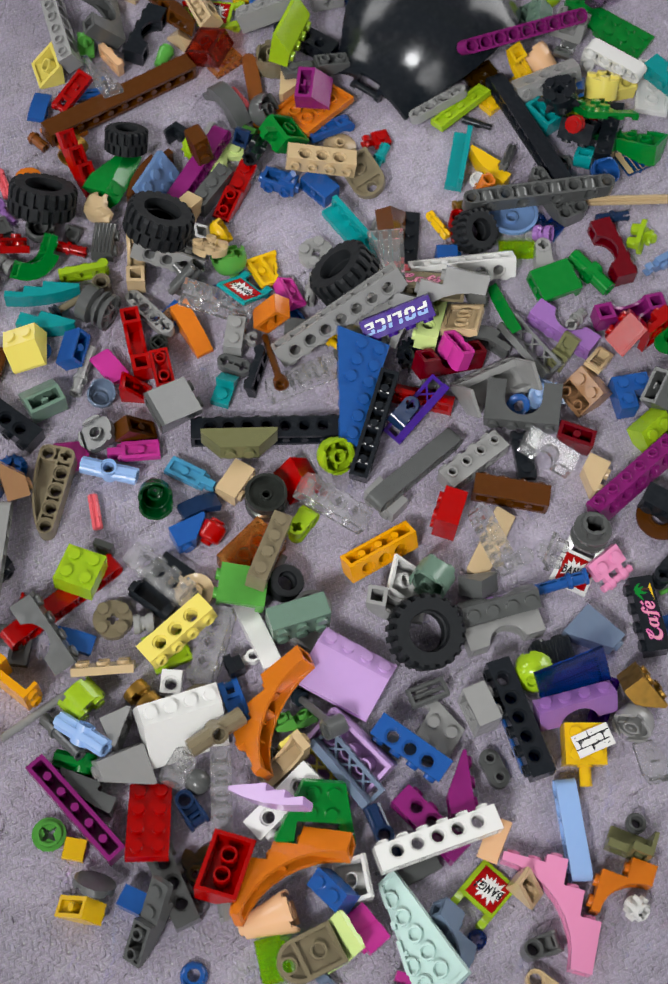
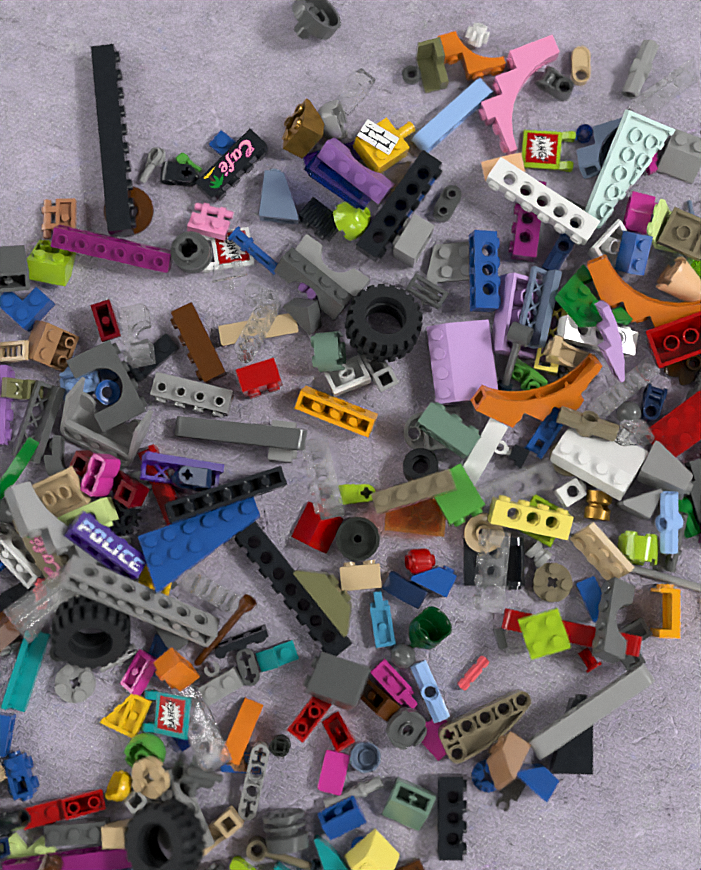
camera: 120 degrees left, 20 degrees up
(136, 343) = (293, 767): red arch -> none
(151, 468) = (403, 655): none -> dark grey piece
(335, 455) = (275, 510): lime cylinder -> none
(460, 792) = (487, 215): magenta slope -> none
(525, 887) = (523, 122): tan slope -> none
(593, 473) = (129, 287): tan slope -> none

